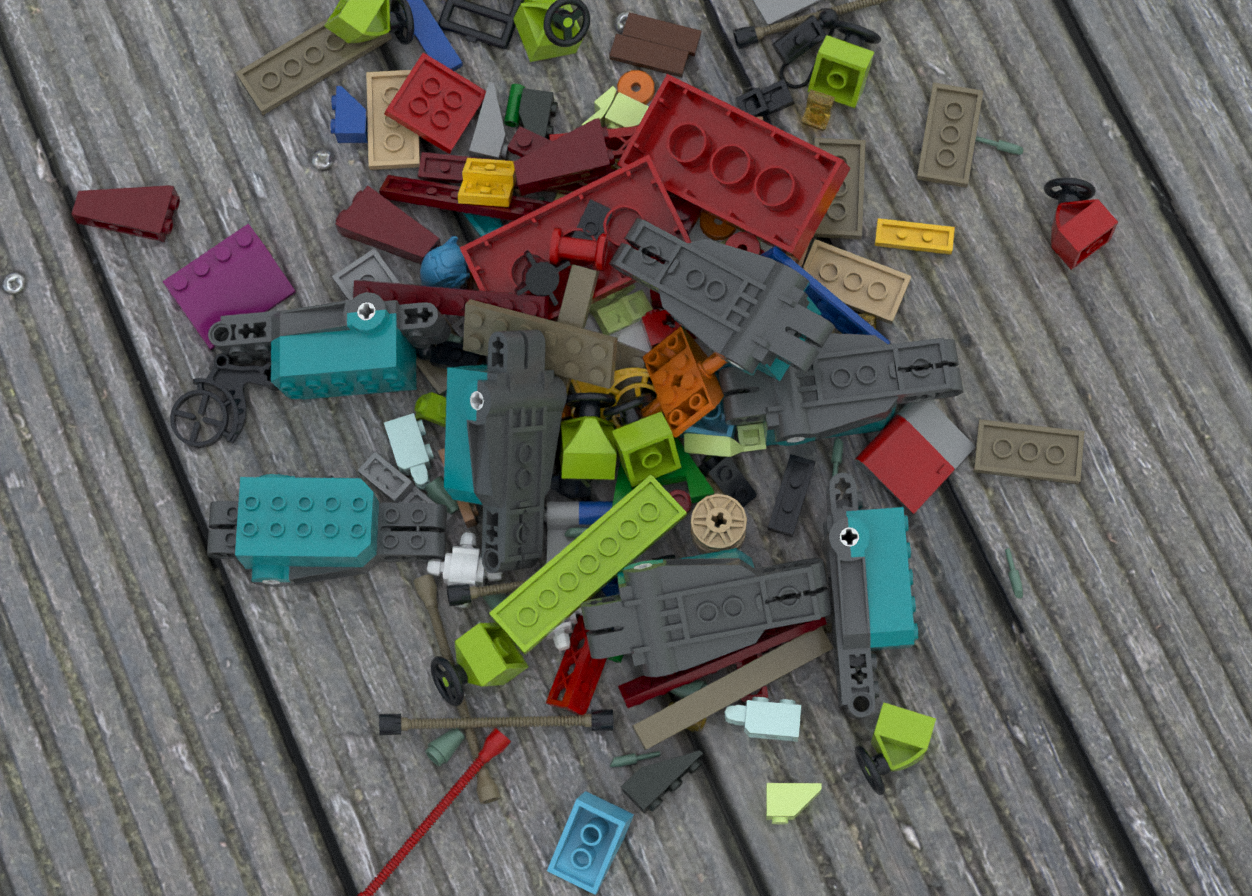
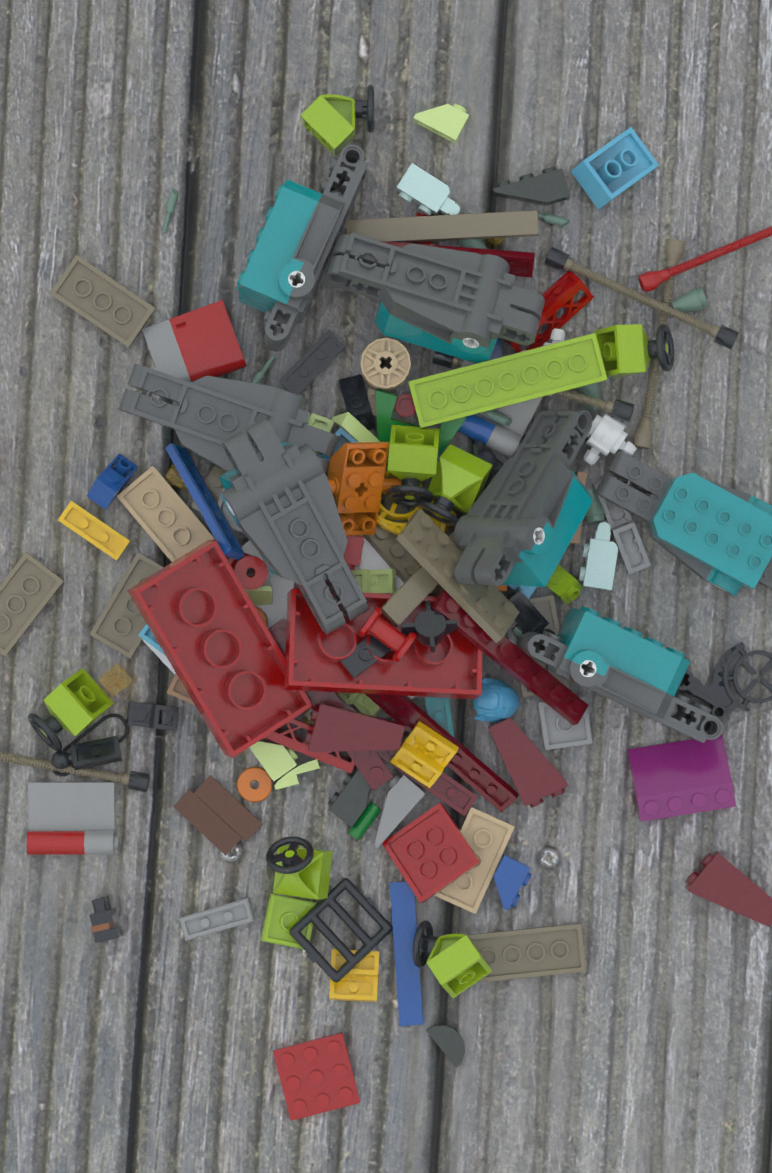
camera: 155 degrees left, 15 degrees up
(923, 289) = (112, 481): none -> blue slope

